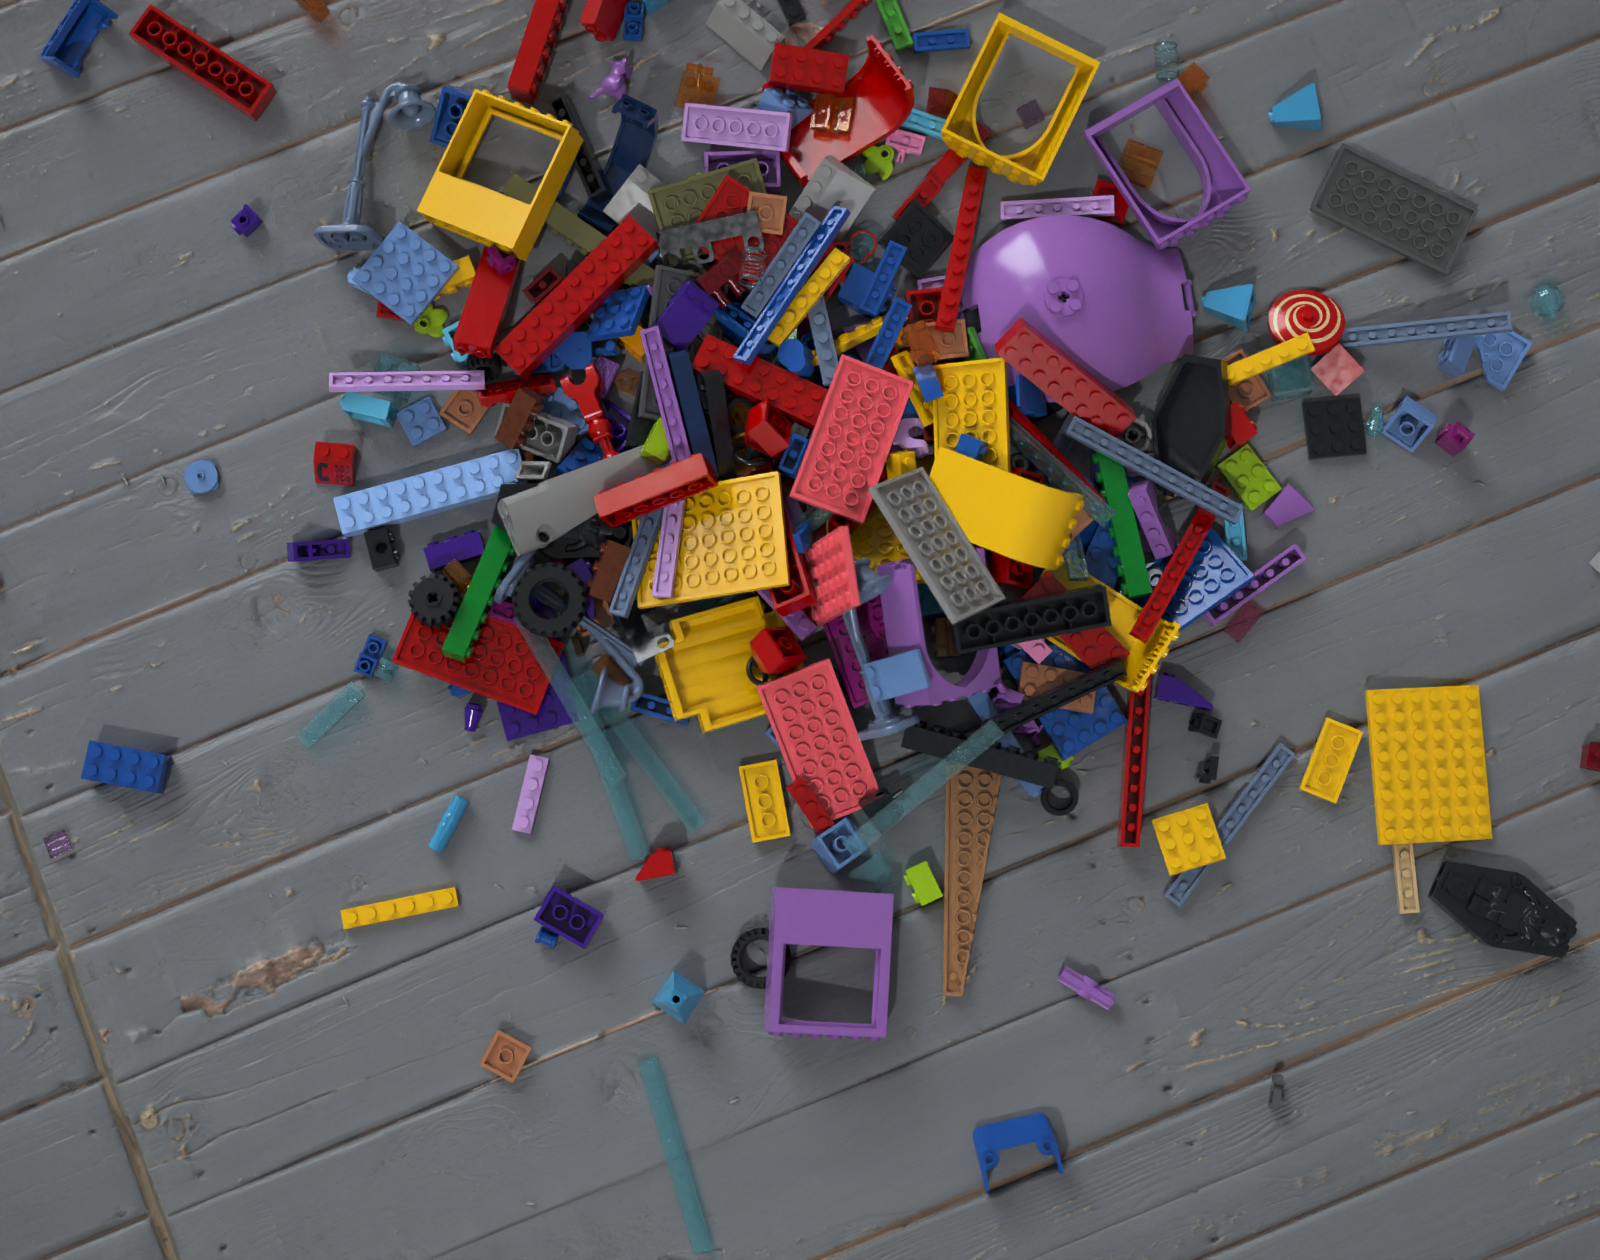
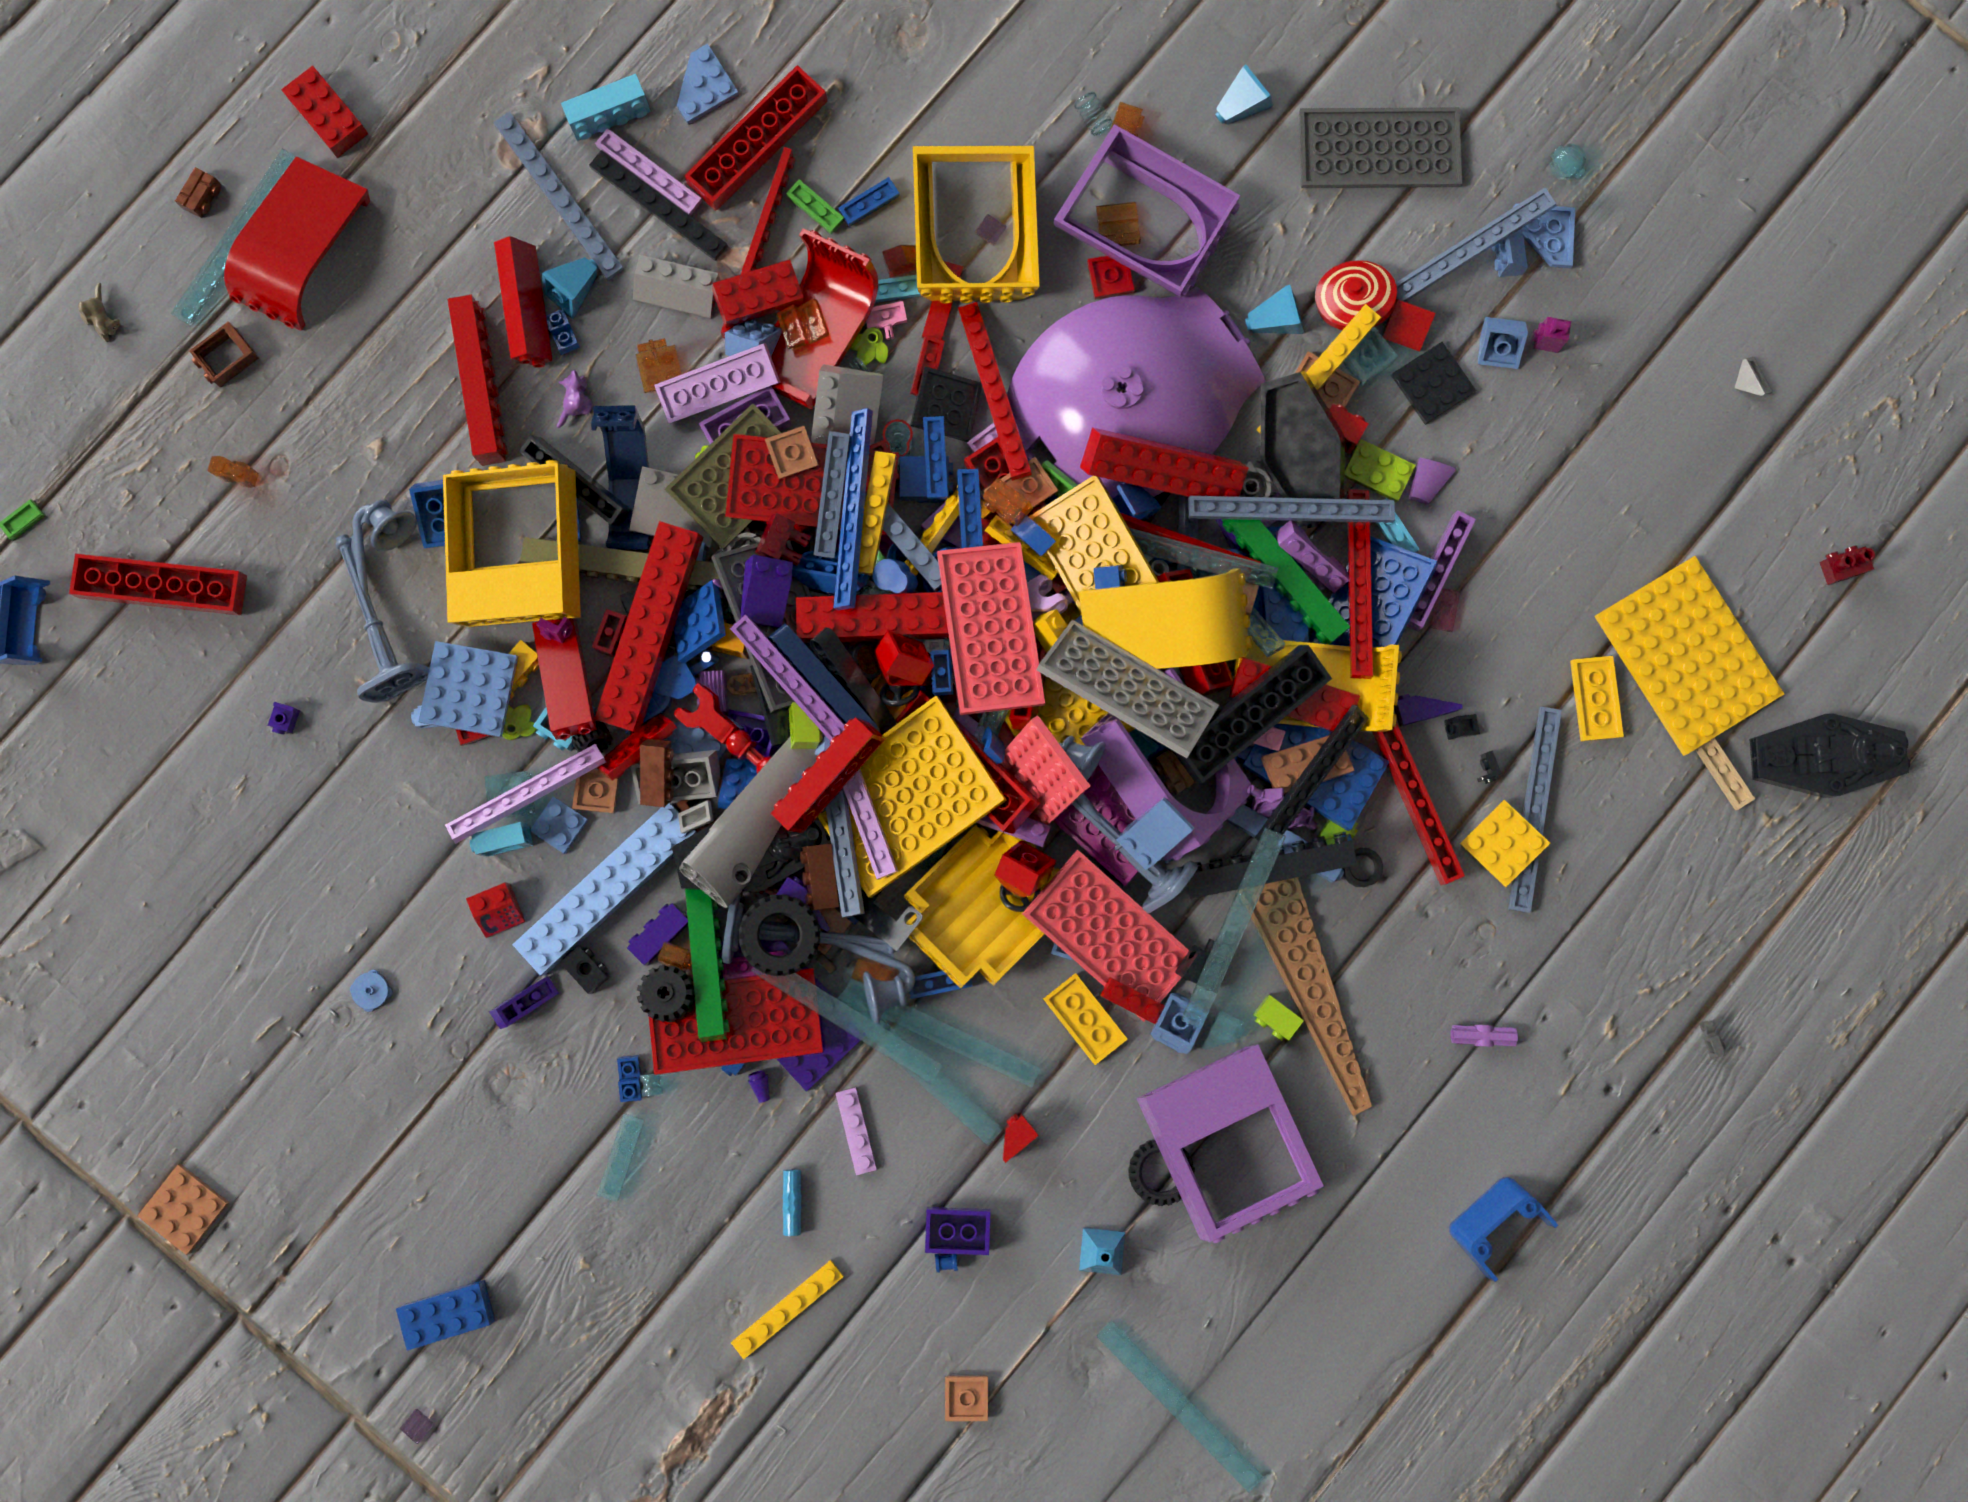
camera: 30 degrees left, 0 degrees up
(704, 233) = (741, 501): black piece -> none
(751, 275) = (812, 519): clear light blue piece -> none
(1076, 206) = (1076, 298): lavender plate -> none
(1374, 424) = (1469, 358): clear light blue cone -> none

